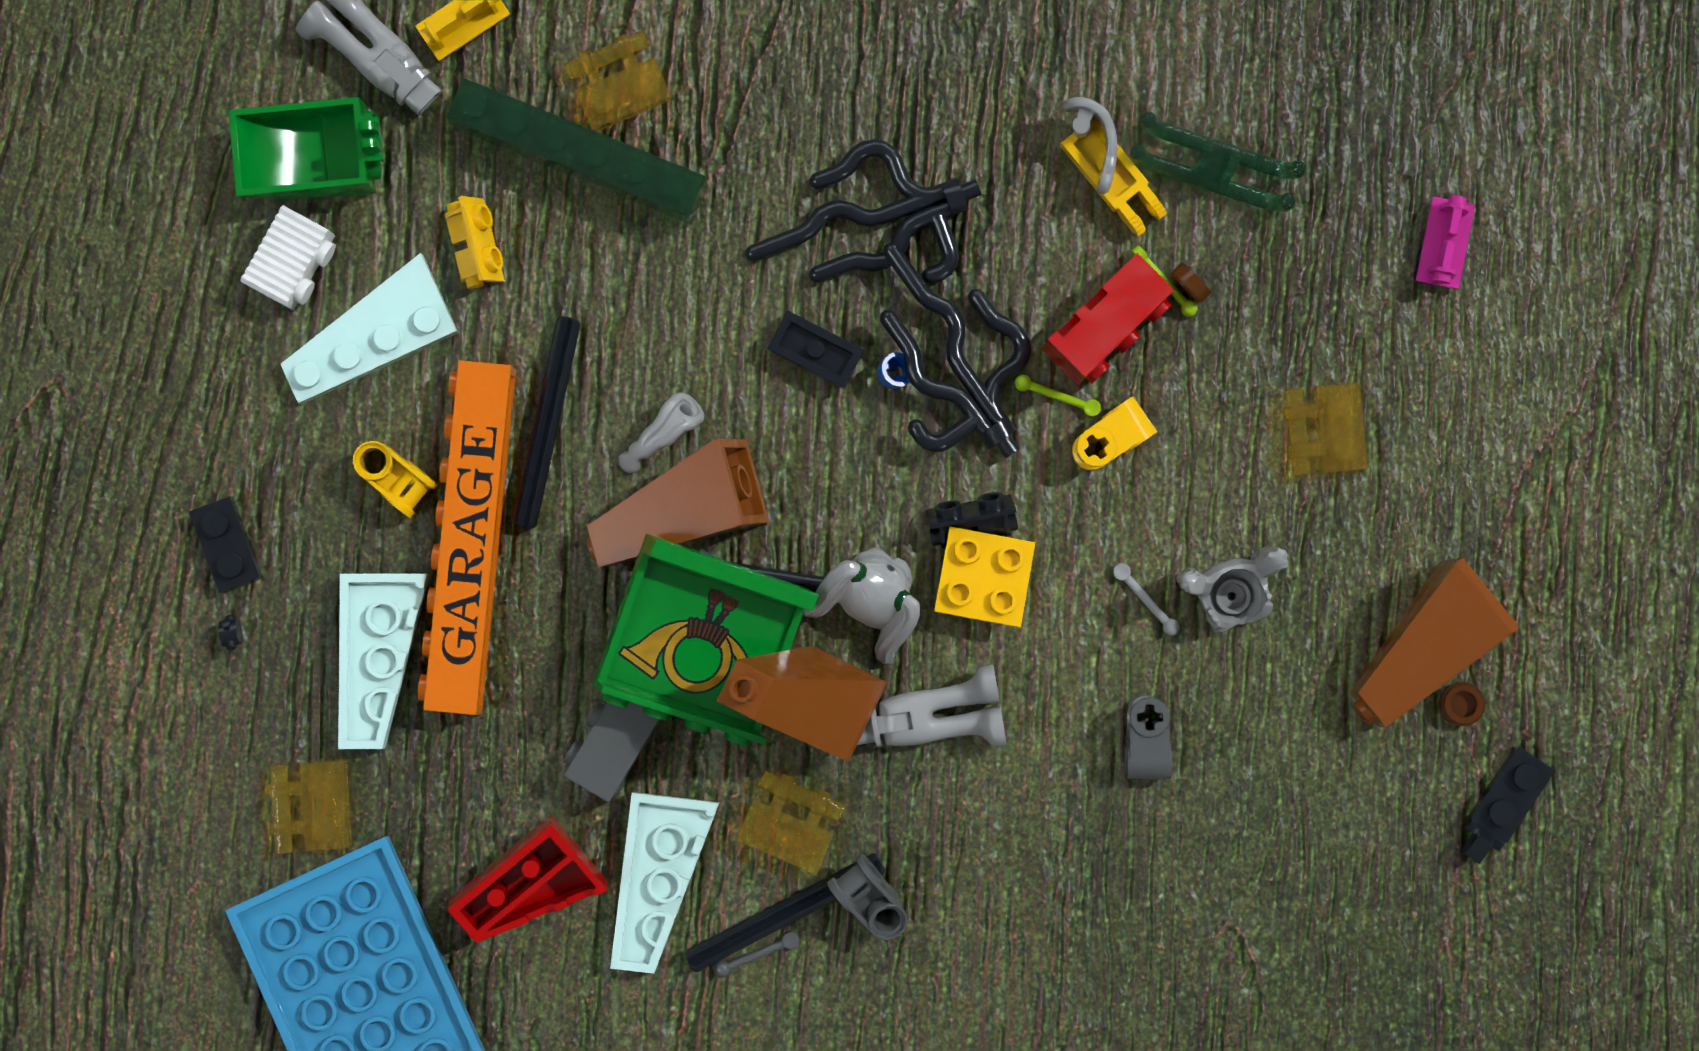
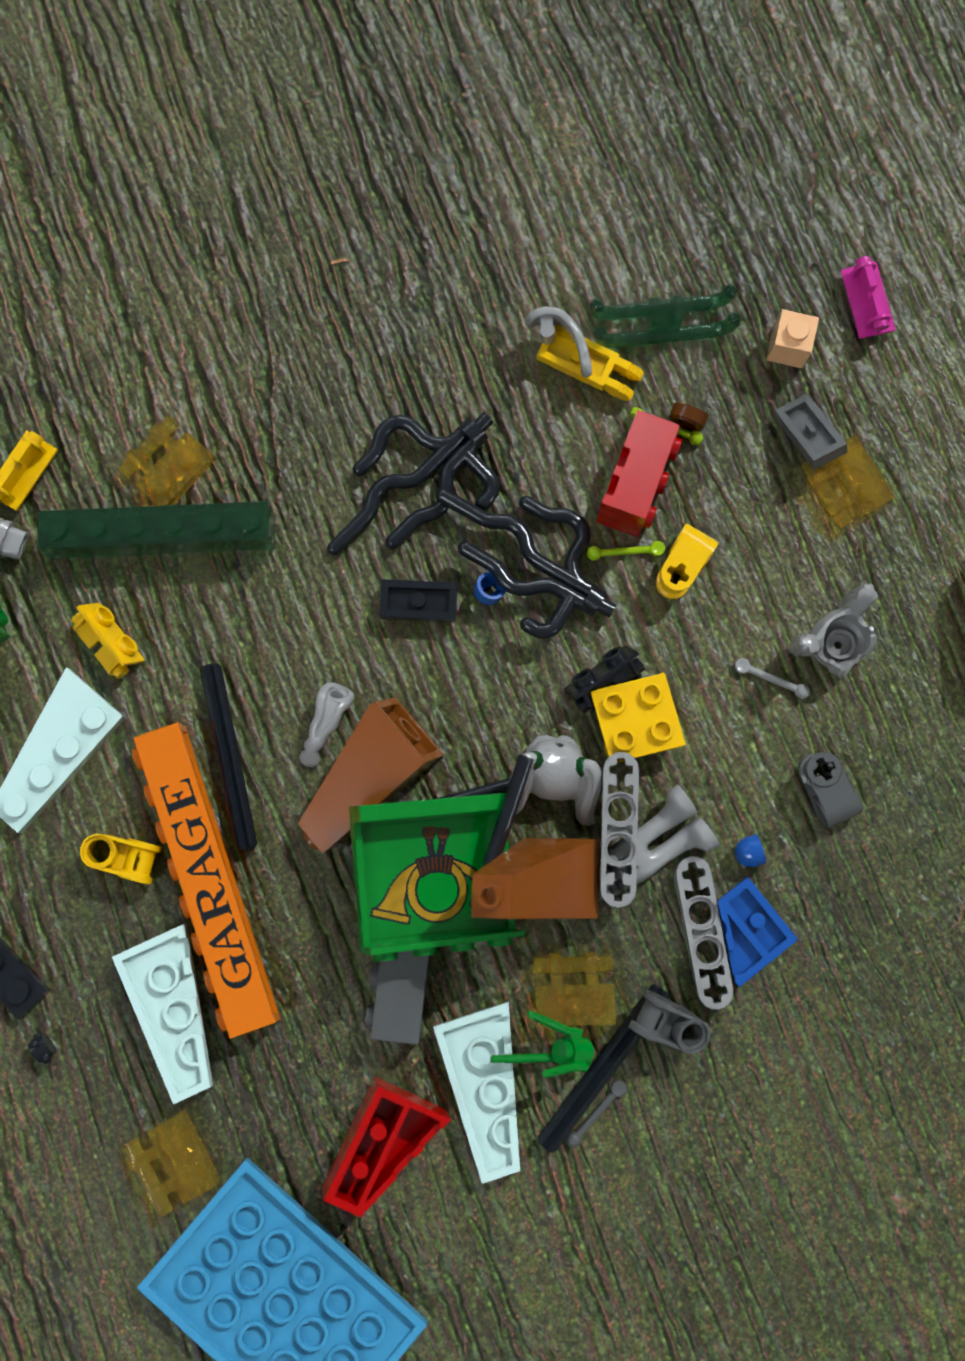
camera: 25 degrees left, 5 degrees down
(757, 880) = (570, 1051): none -> green plant
(806, 609) = (508, 809): none -> black piece
(905, 679) = (623, 829): none -> light grey beam
(954, 825) = (697, 933): none -> light grey beam
(998, 845) = (751, 930): none -> blue wing
(1035, 766) = (750, 852): none -> blue hinge
(1311, 358) = (811, 431): none -> dark grey plate
(1341, 249) = (792, 338): none -> light nougat brick

